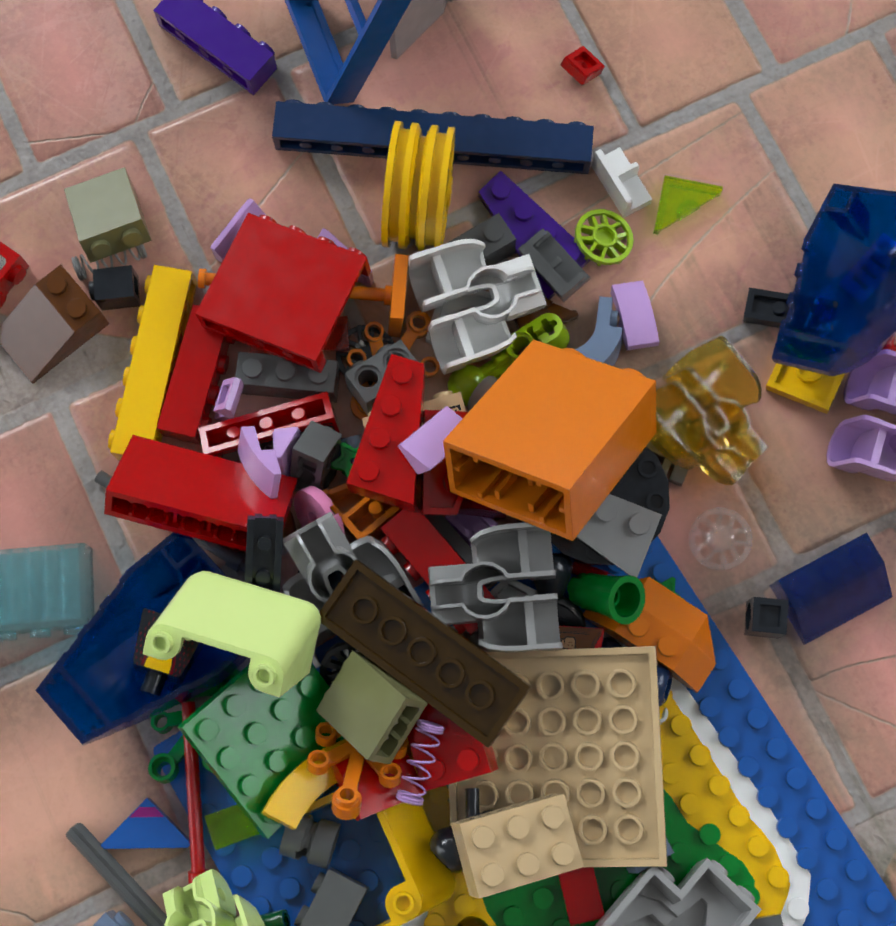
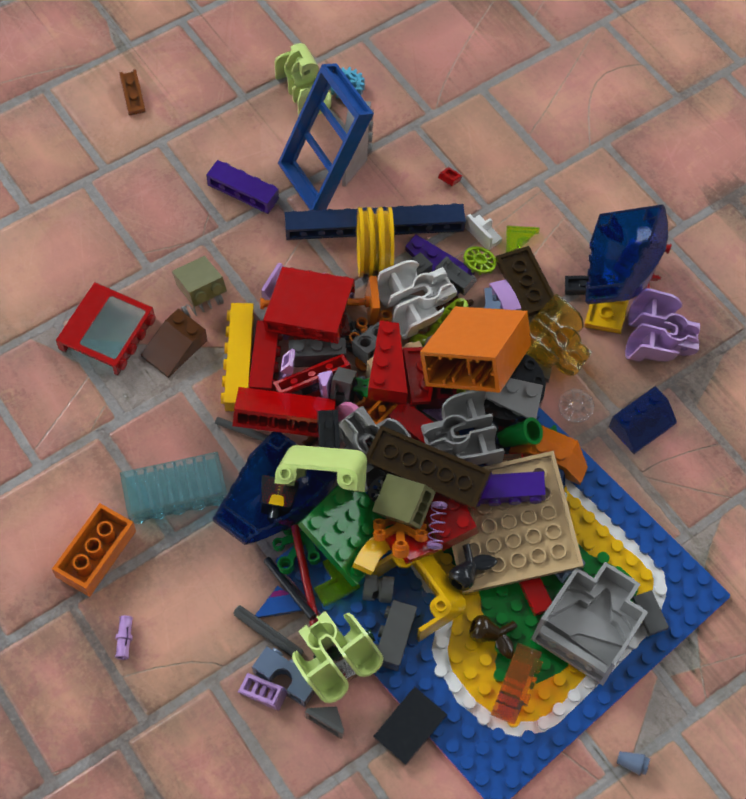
camera: 15 degrees left, 15 degrees down
(115, 288) = (210, 319): black brick -> none
(166, 811) = (290, 589): none -> black bar
(259, 464) = (314, 390): lavender slope -> none
(425, 446) = (410, 360): lavender slope -> none
(516, 845) = (498, 562): tan brick -> none
(573, 709) = (514, 489): none -> dark purple brick
(678, 287) = (525, 278): none -> dark brown plate
(766, 617) = (610, 438): black brick -> none

